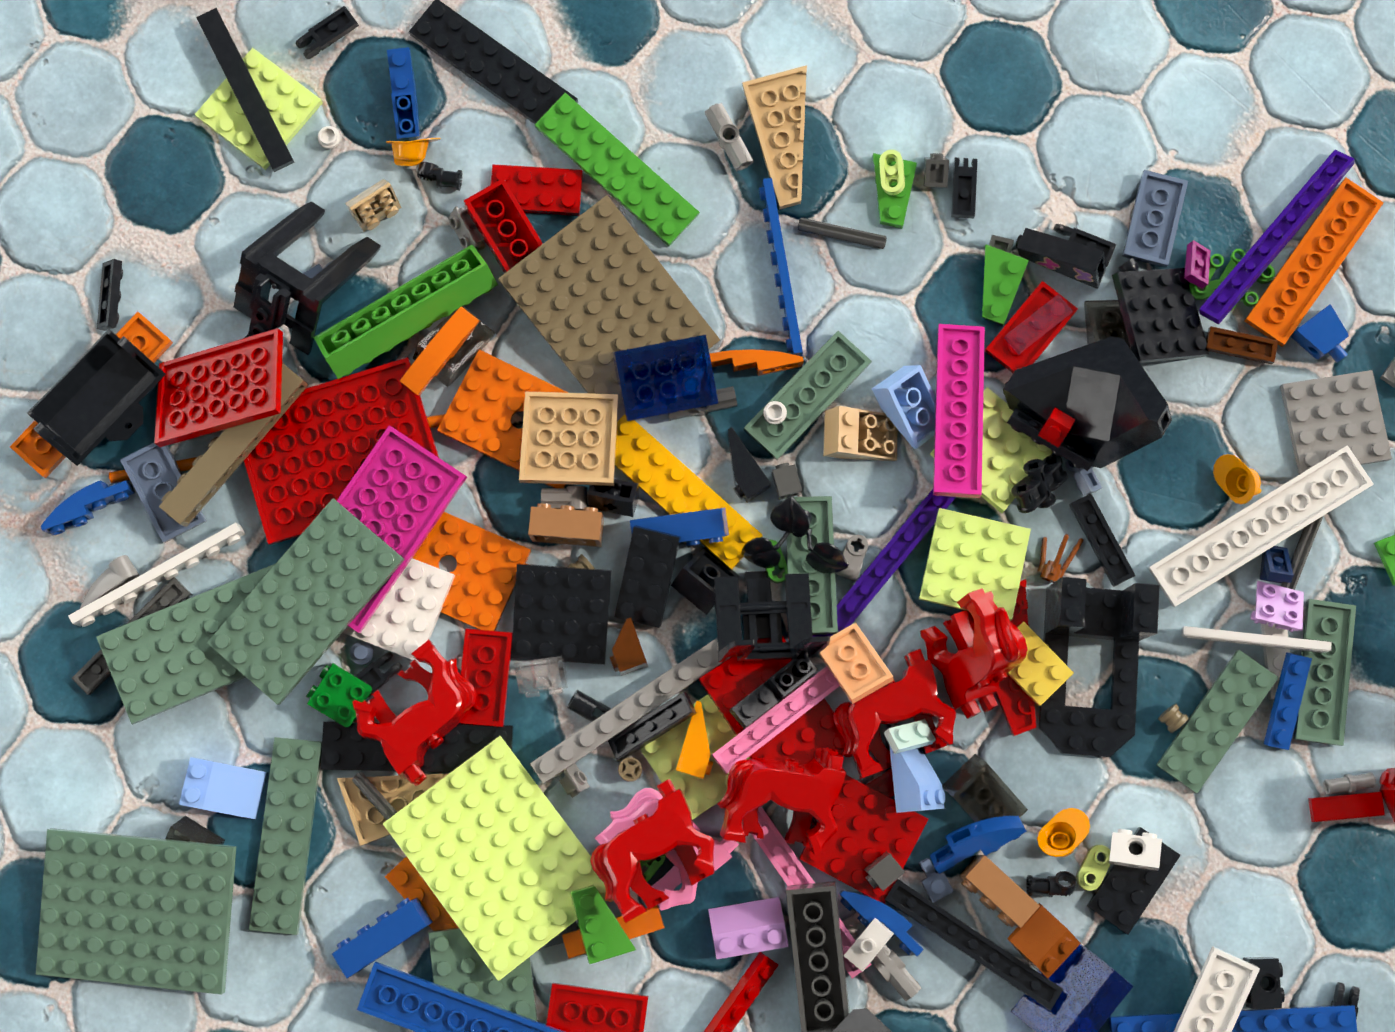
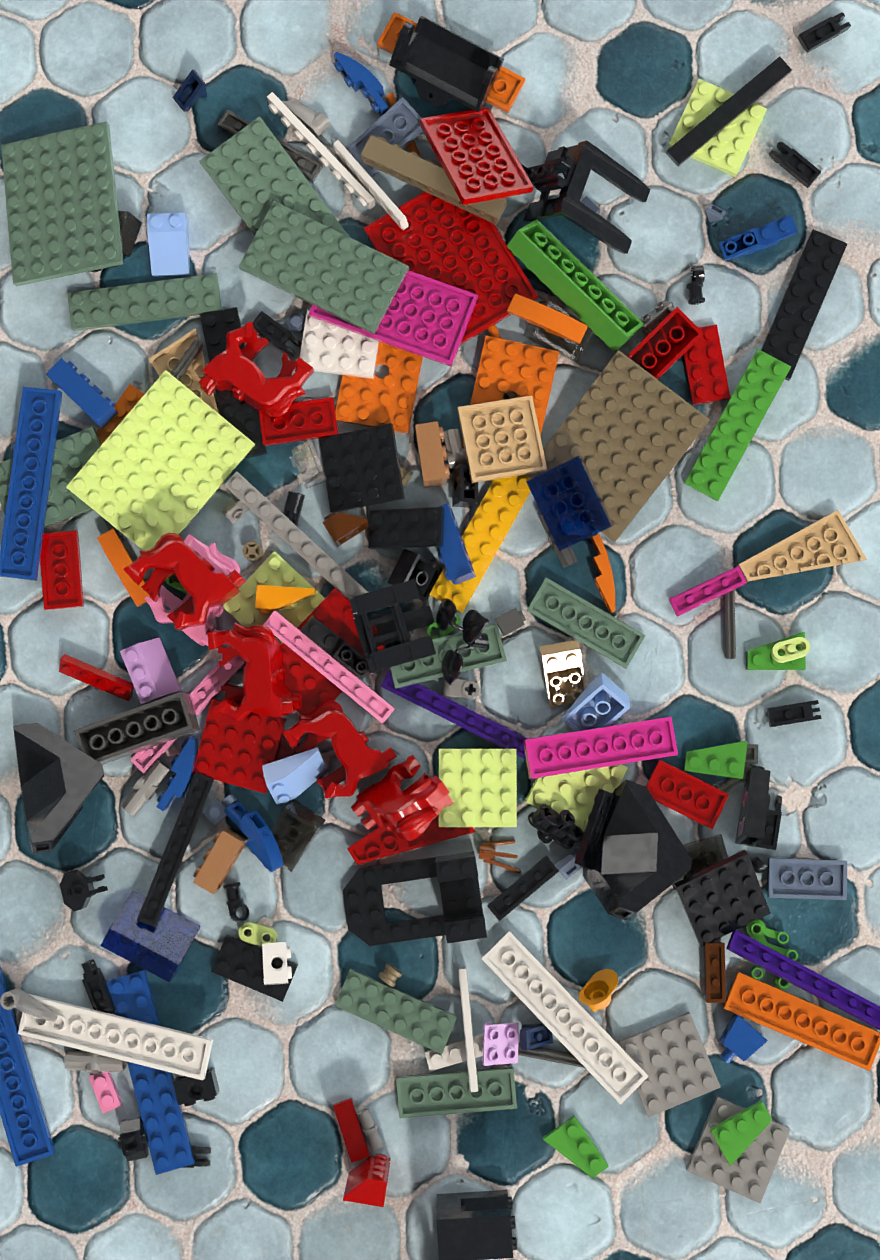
camera: 80 degrees right, 5 degrees up
(36, 717) = (190, 91): none -> dark blue slope
(109, 294) = (534, 53): black plate -> none
(218, 523) = (370, 185): none -> white tile
(329, 137) = (706, 189): white plate -> none
(336, 693) = (260, 311): green bracket -> none
(360, 134) = (714, 213): none -> sand blue slope
(374, 205) = (657, 237): tan slope -> none
(410, 152) = (709, 256): light orange piece -> none
(598, 926) = (123, 553): bright green wing -> none
(652, 726) = (288, 559): black tile -> none
(723, 125) = (796, 502): light grey piece -> none
(747, 474) = (509, 588): black slope -> none
(775, 412) = (563, 599): white plate -> none
(778, 258) = (694, 573): blue plate -> none
(802, 248) = (707, 591): none -> dark pink tile
(855, 663) = (372, 706): light nougat plate -> none
(868, 944) = (156, 766): white plate -> none
(883, 871) = (215, 766): dark grey brick -> none
(909, 736) = (324, 763): light aqua plate -> none
(936, 170) = (802, 686): dark grey bracket -> none
(1038, 324) = (690, 798): clear pink plate -> none
(1041, 670) = (405, 857): light yellow plate -> none
(1044, 941) = (189, 904): dark orange slope -> none
(1056, 427) = (603, 829): red brick -> none
(1064, 832) = (277, 903): light orange piece -> none
(1197, 264) = (775, 921): magenta plate -> none
(1287, 701) = (425, 1065): blue plate -> none

